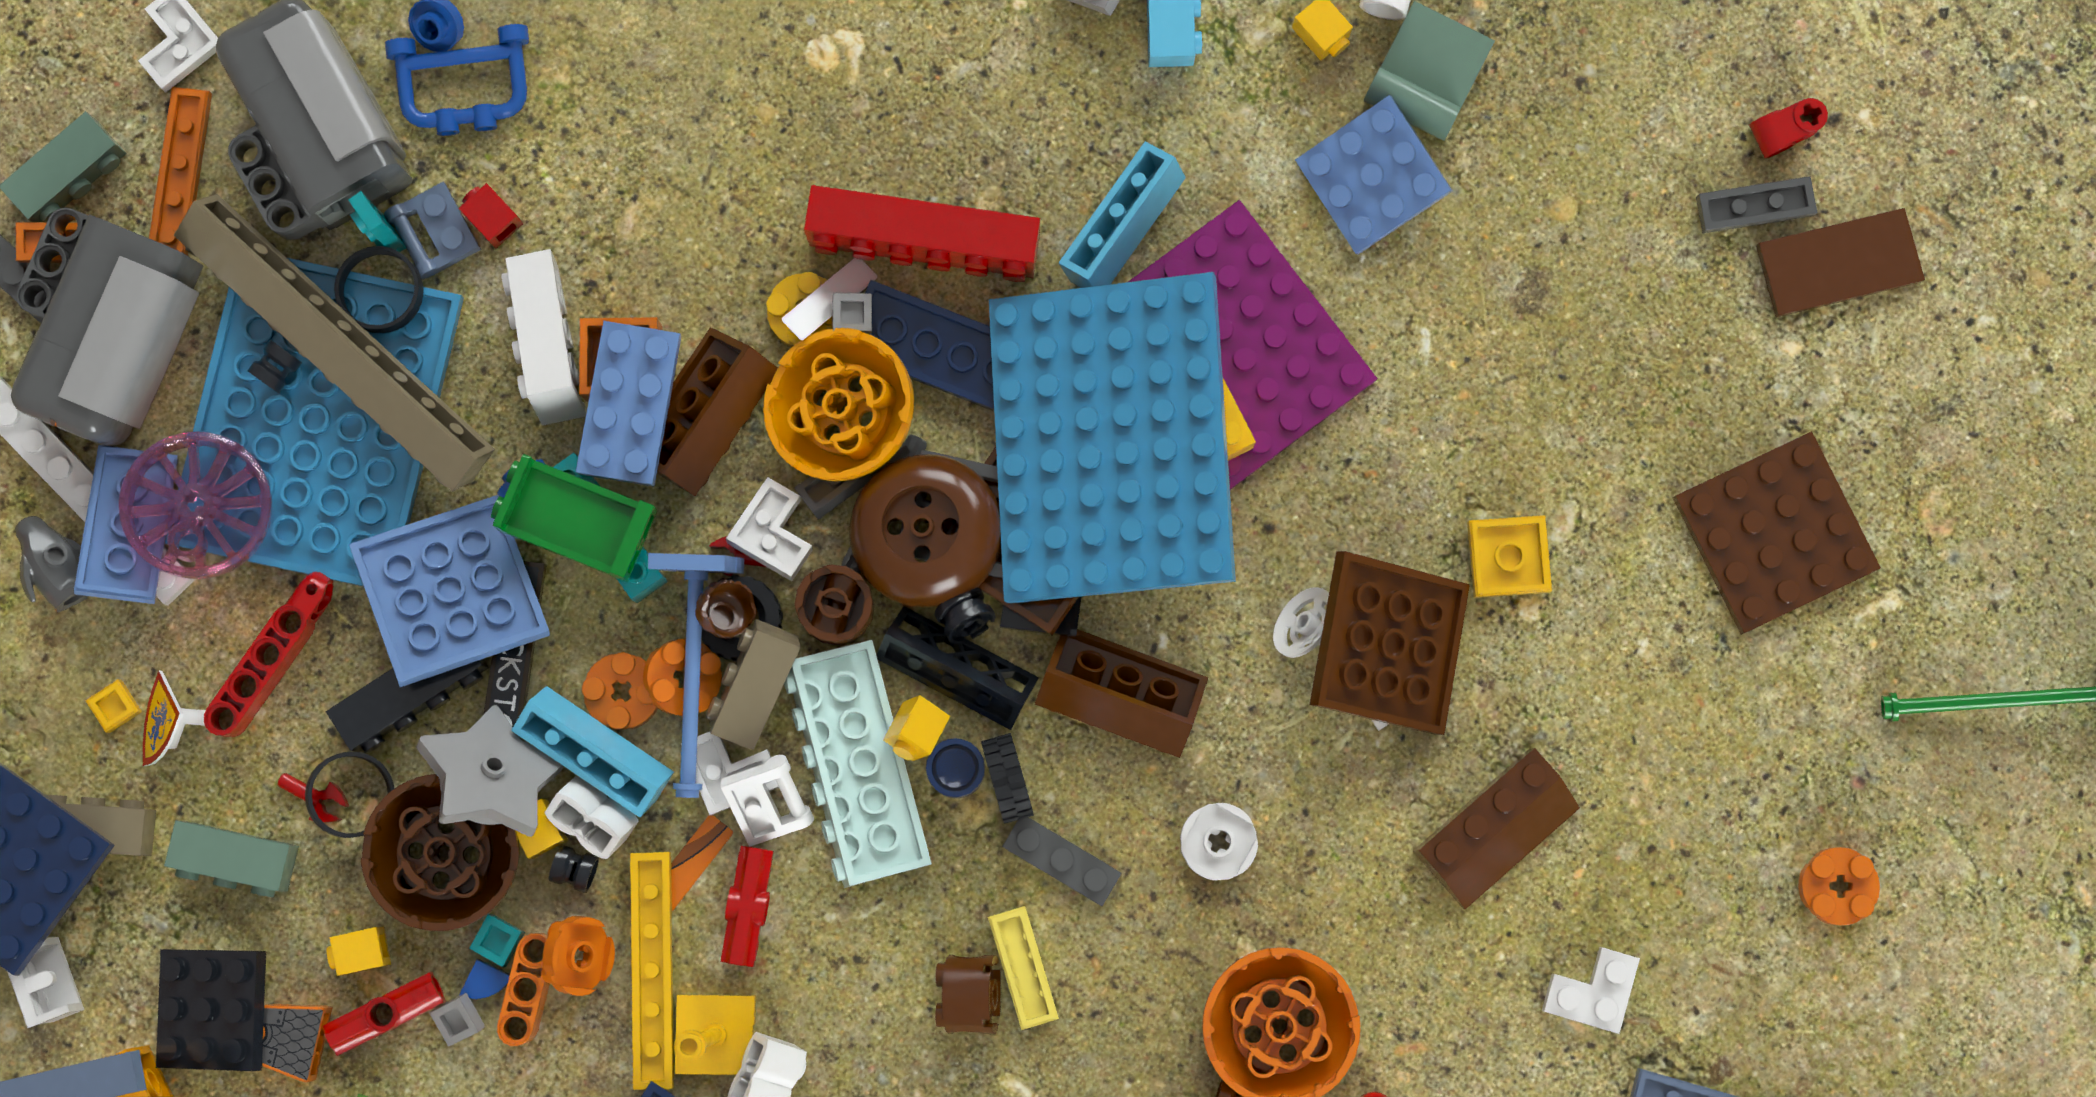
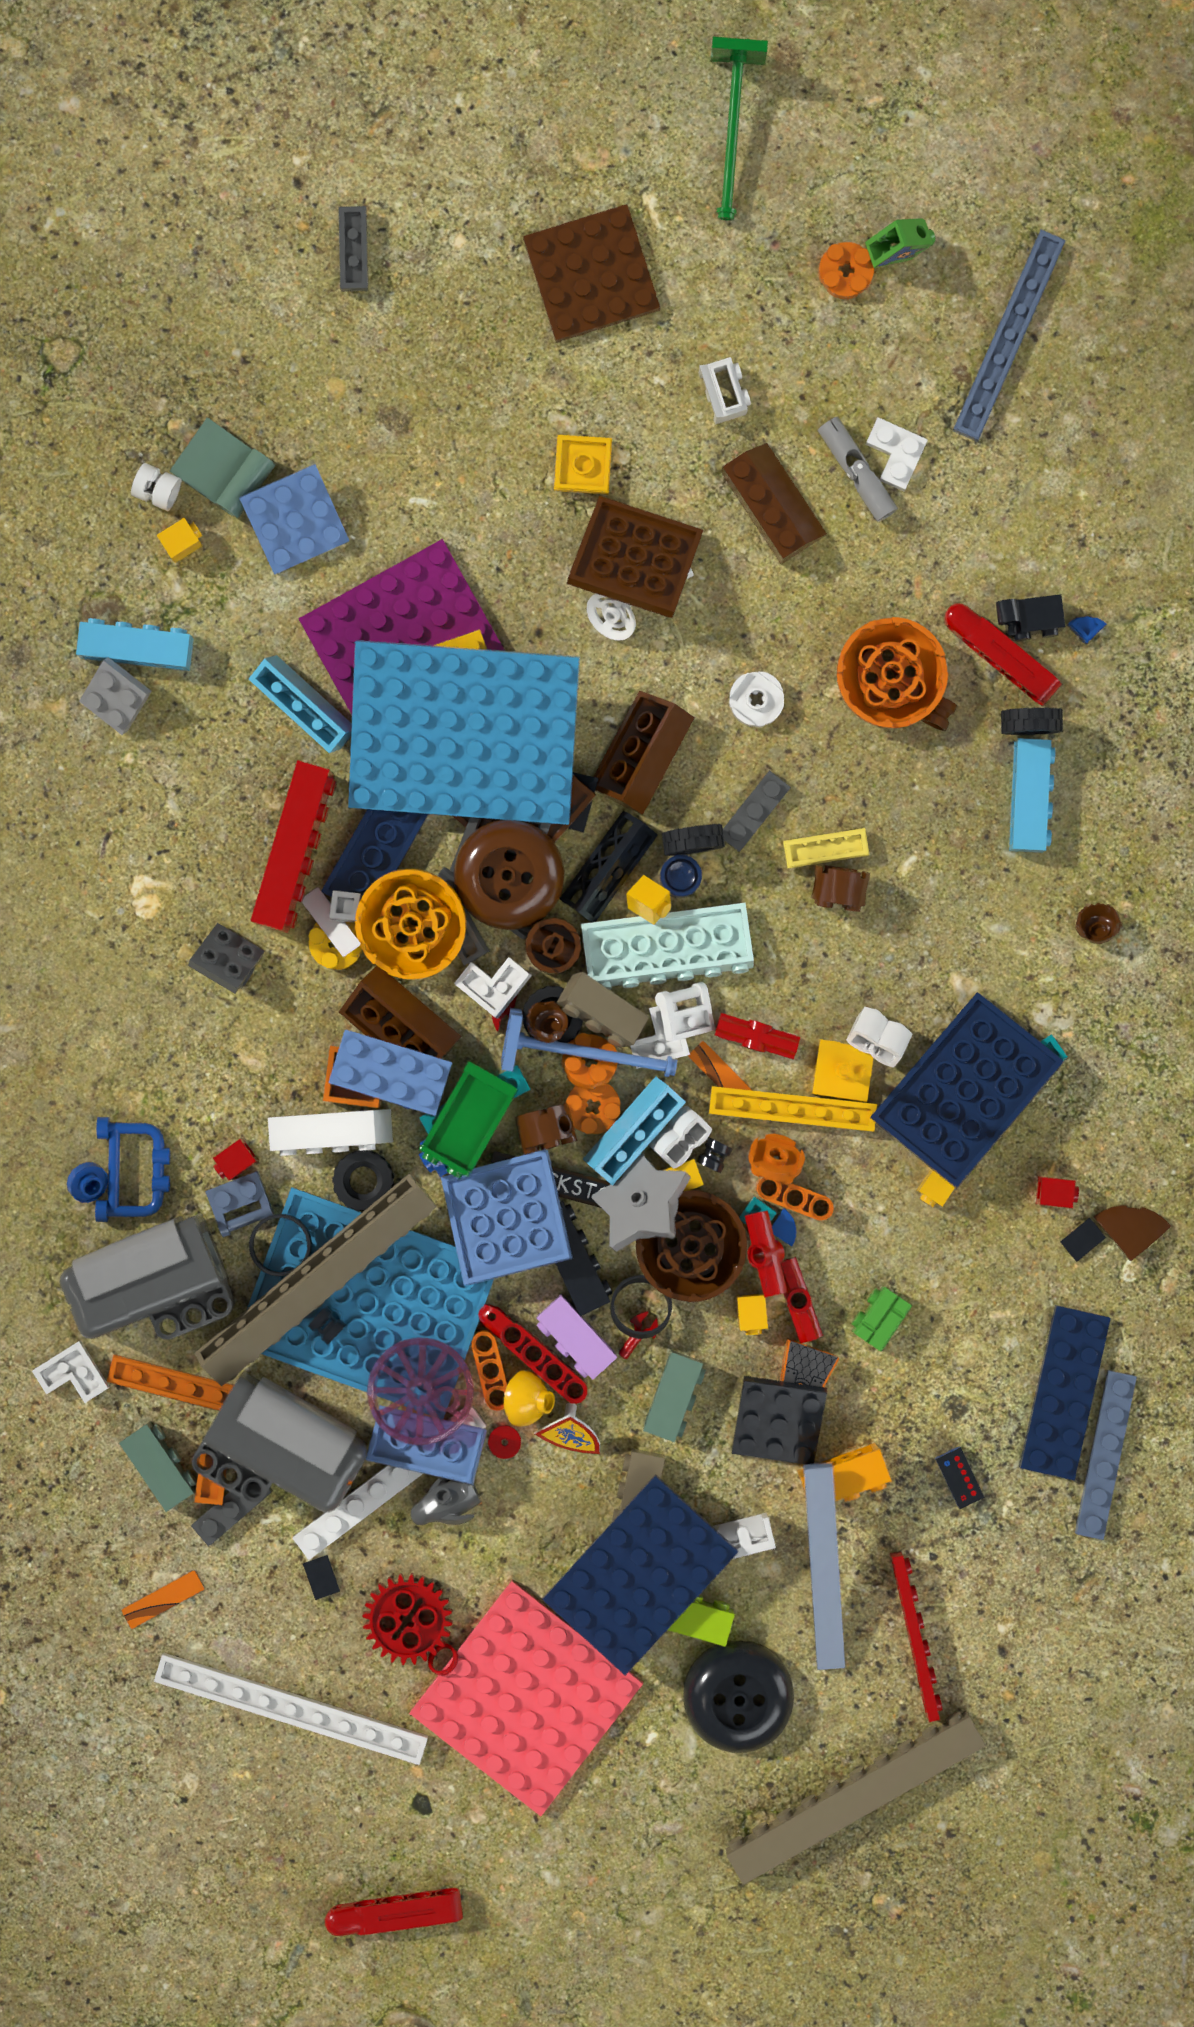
camera: 80 degrees left, 5 degrees up
(113, 706) = (554, 1470): yellow tile -> none
(133, 633) = (500, 1450): none -> red wheel
(202, 653) = (527, 1399): none -> yellow piece
(222, 600) = (494, 1356): none -> orange beam
(297, 710) = (575, 1337): none -> lavender brick
(374, 223) = (234, 1239): teal plate -> none
(439, 958) = (766, 1254): none -> red piece
(457, 1019) = (809, 1249): light grey plate -> none
(482, 361) = (358, 1159): none -> black tyre
(580, 628) = (545, 1128): none -> reddish brown brick
(761, 165) = (226, 958): none -> dark grey plate
(965, 615) = (573, 855): black wheel -> none
(1545, 954) = (866, 482): none -> light grey piece
(1635, 723) = (714, 394): none -> white window
(1784, 127) = (300, 218): red piece -> none
(1840, 262) = (403, 196): reddish brown tile -> none
(1903, 969) = (909, 234): none -> bright green torso

